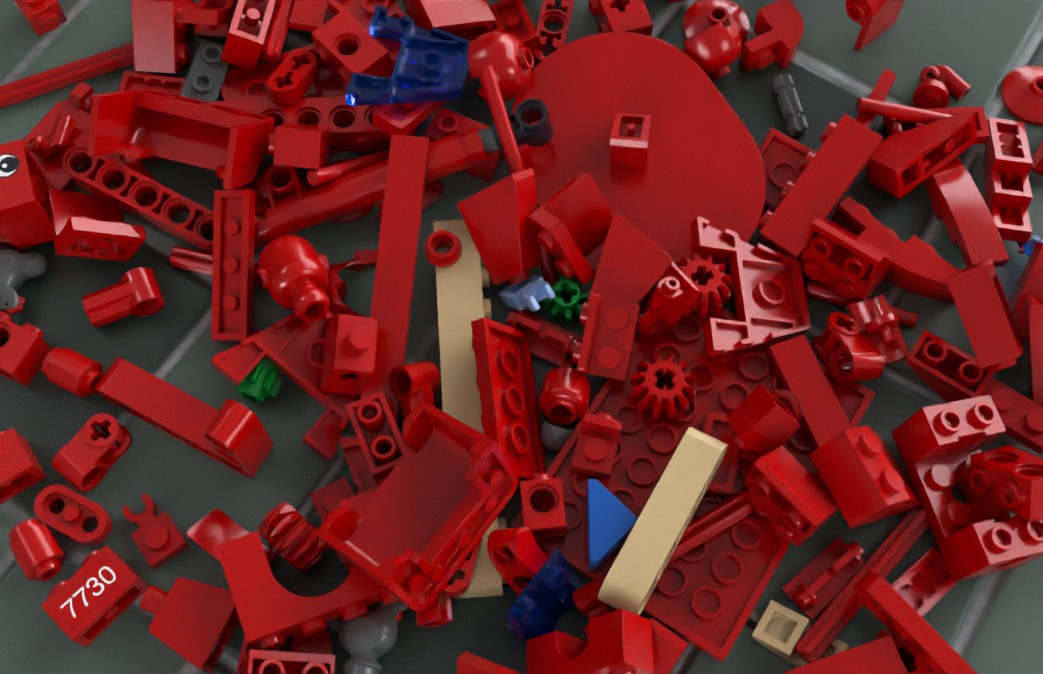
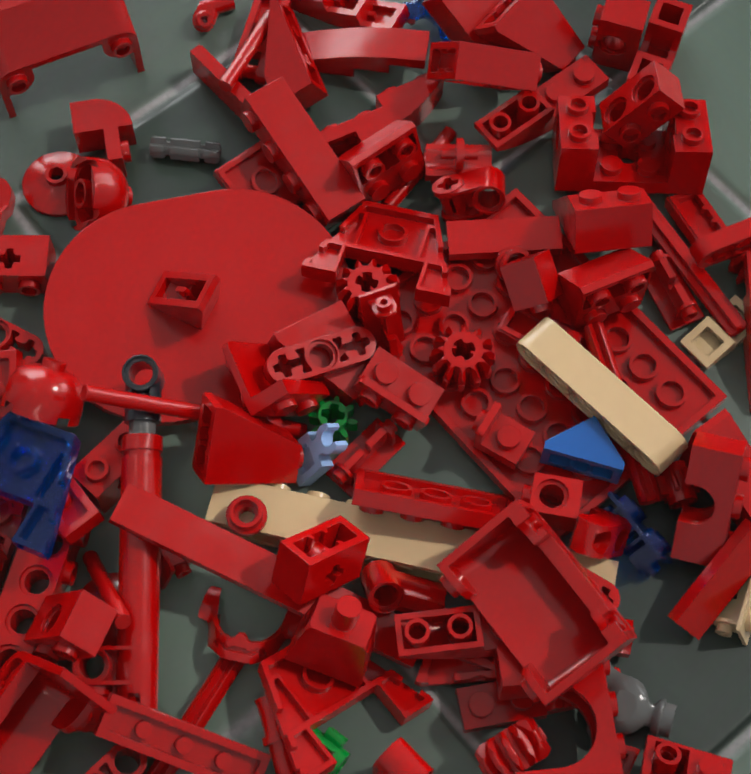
camera: 75 degrees left, 0 degrees up
(296, 276) = (229, 674): red piece -> none
(410, 310) = (319, 559): none -> red brick
(554, 435) = (471, 474): dark grey hinge -> none
(565, 395) = (436, 452): red head -> none
(598, 230) = (350, 359): none -> red beam
(931, 95) = (227, 28): red plate -> none

